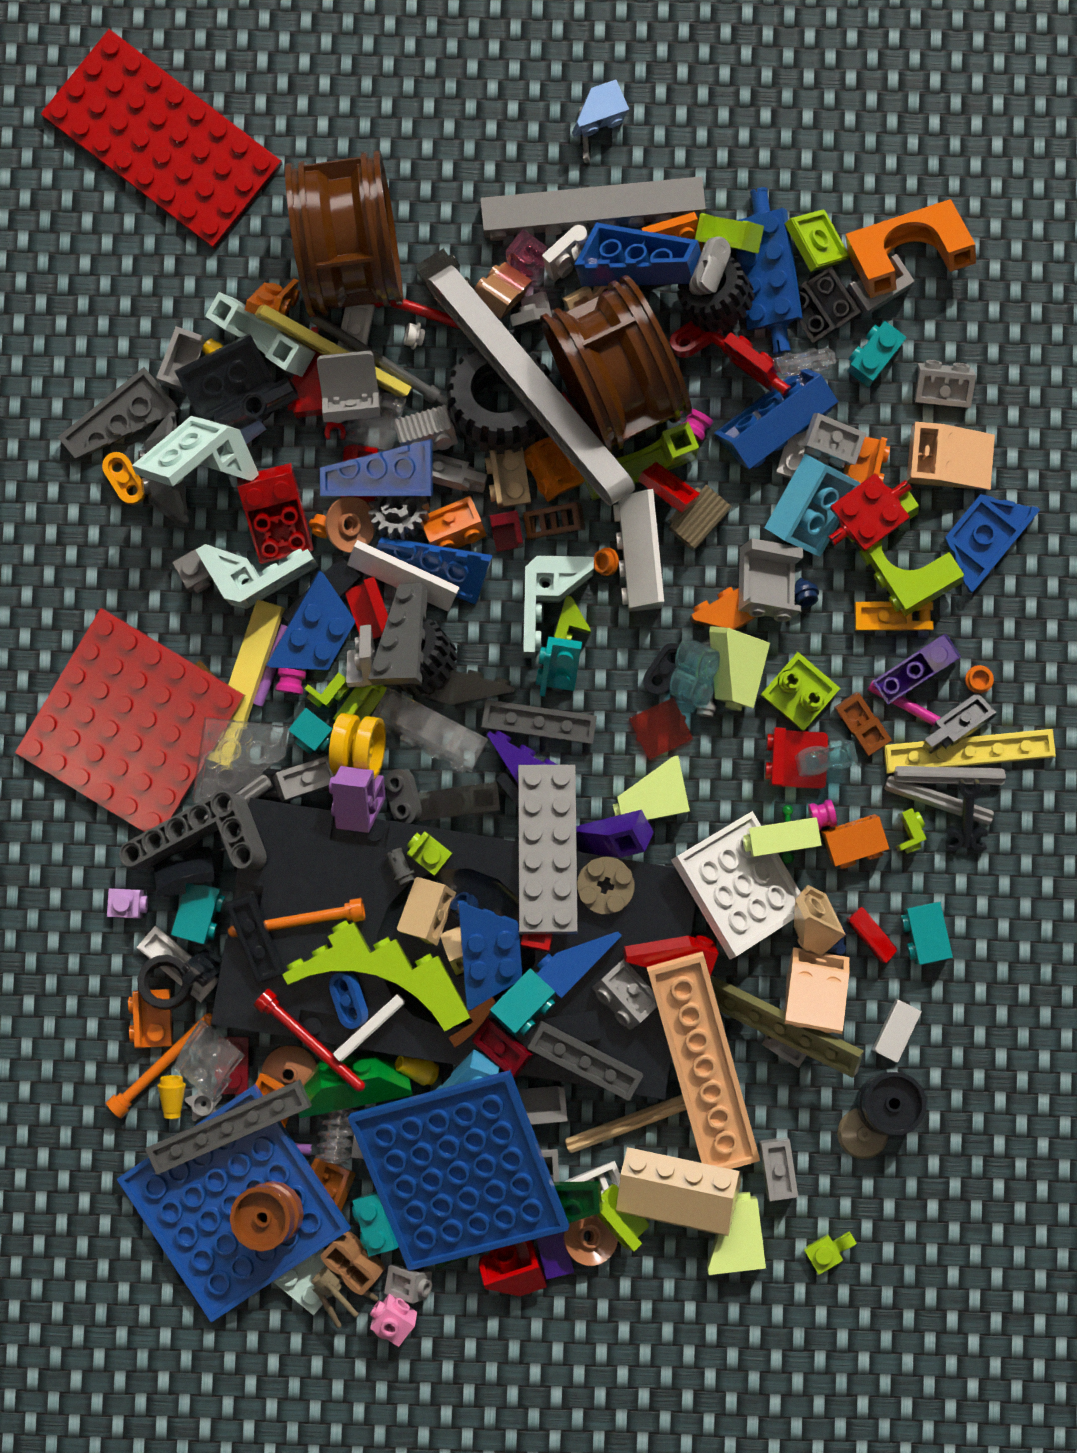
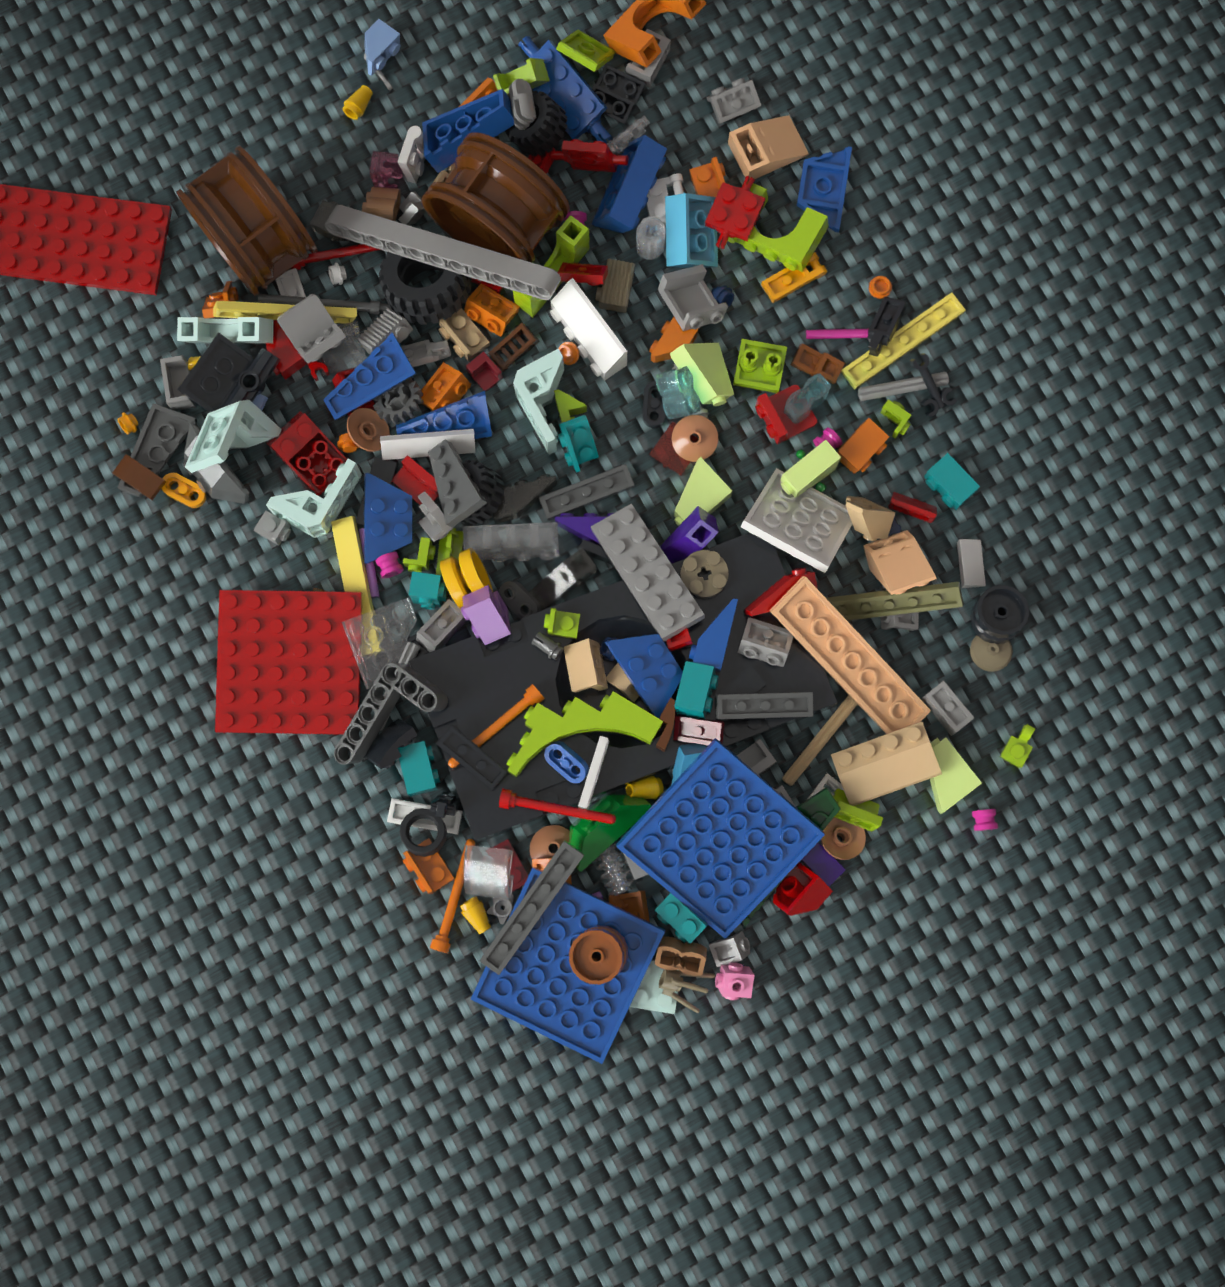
camera: 35 degrees left, 5 degrees down
(84, 440) = (139, 477): none -> reddish brown slope
(107, 372) = (128, 423): none -> light orange plate
(126, 903) = (361, 794): lavender bracket -> none
(542, 158) = (356, 104): none -> yellow cone
(608, 205) = (390, 129): light grey brick -> none
(698, 724) = (707, 438): none -> nougat dish
(747, 1306) = (985, 820): none -> dark pink wheel
(772, 483) = (650, 238): none -> clear piece
(832, 440) = (679, 177): light grey bracket -> none
(876, 354) = (674, 103): teal brick -> none
(916, 668) = (832, 302): dark purple slope -> none
(949, 775) = (899, 364): light grey axle -> none

